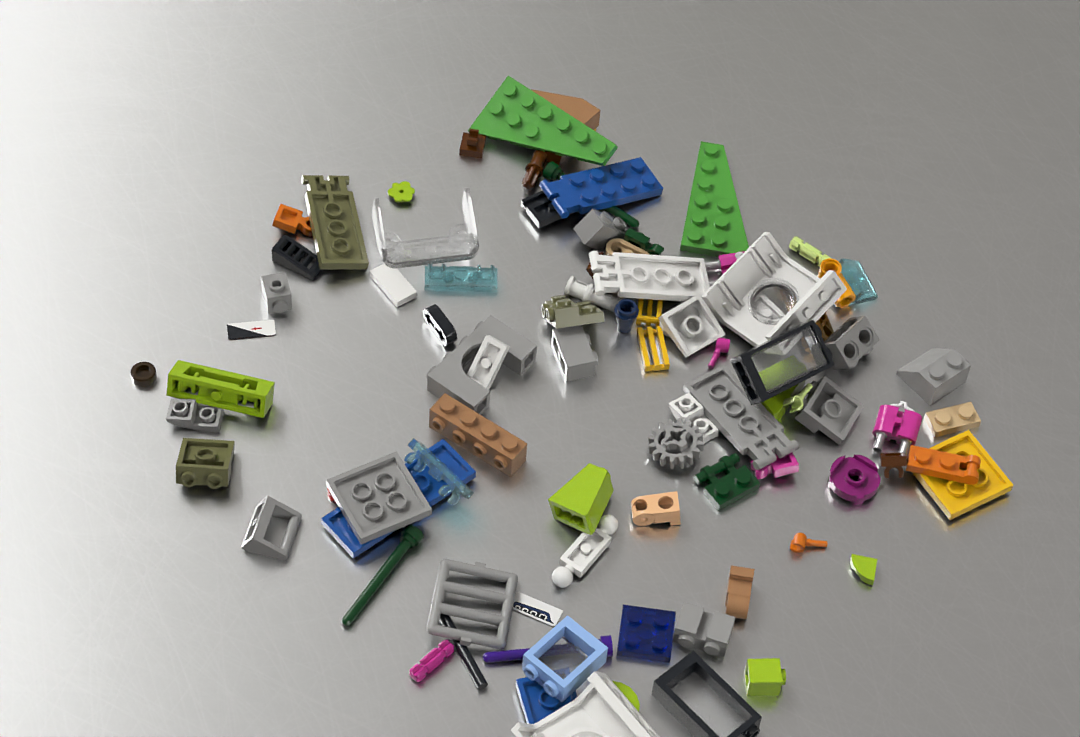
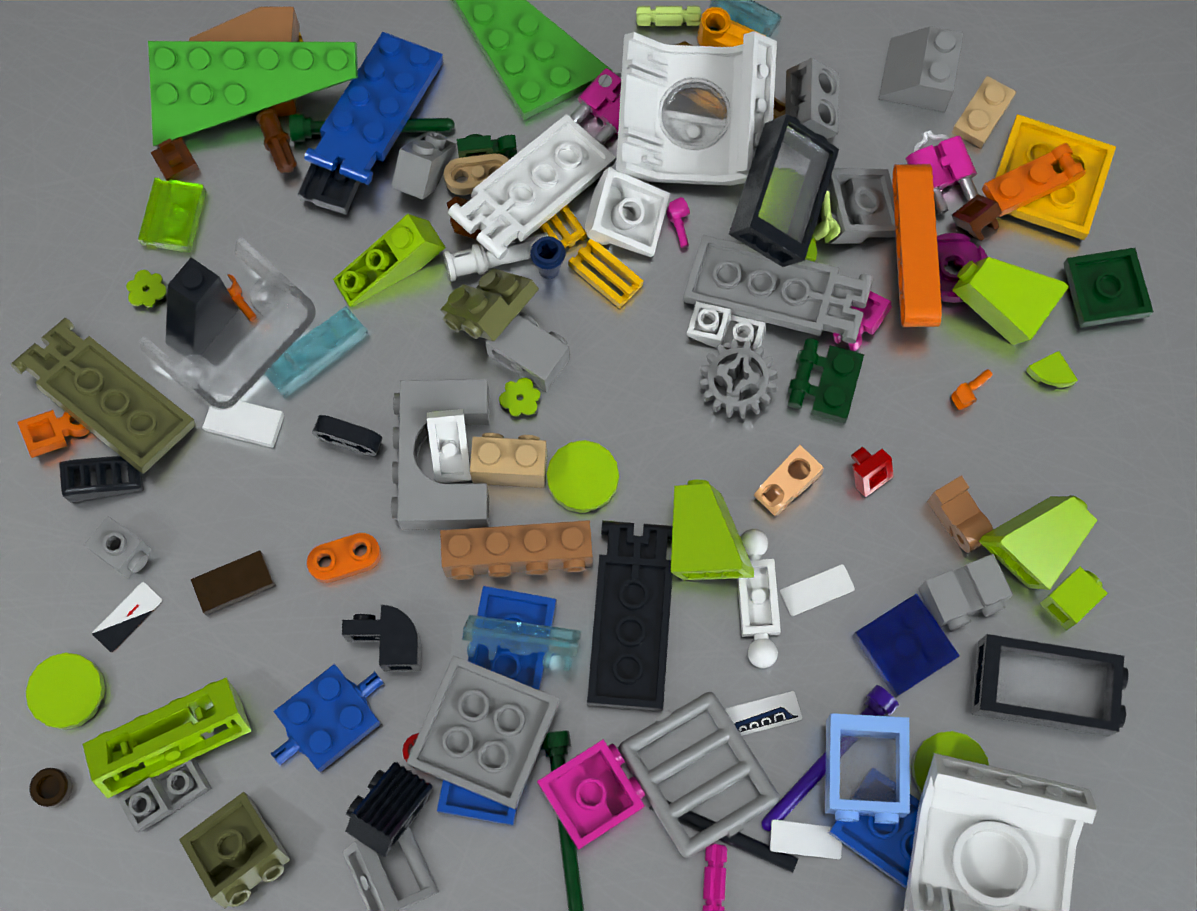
camera: 35 degrees left, 20 degrees up
(190, 337) = (65, 691): none -> lime tile
(298, 496) = (388, 808): none -> black brick
(306, 441) = (327, 718): none -> blue plate
(318, 350) = (232, 582): none -> dark brown tile
(374, 427) = (398, 638): none -> black brick
(383, 379) = (343, 558): none -> orange plate
(408, 567) = (592, 793): none -> dark pink plate
(418, 212) = (196, 309): none -> black slope
(444, 223) = (235, 292): none -> orange hand
(447, 168) = (172, 215): none -> clear neon green plate
(499, 677) = (804, 840): none -> white sticker
(506, 511) = (631, 618): none -> black hinge
(513, 393) = (509, 461): none -> tan brick
(545, 262) = (390, 259): none -> lime slope
(546, 431) = (582, 476): none -> lime tile
(548, 372) = (524, 389): none -> lime plant
(623, 575) = (817, 590): none -> white sticker
(708, 537) = (871, 471): none -> red tile
(771, 632) = (1041, 540): none -> lime slope
(839, 446) = (916, 245): none -> orange beam
(871, 508) = (1009, 296): none -> lime slope
(938, 549) = (1108, 287): none -> dark green plate

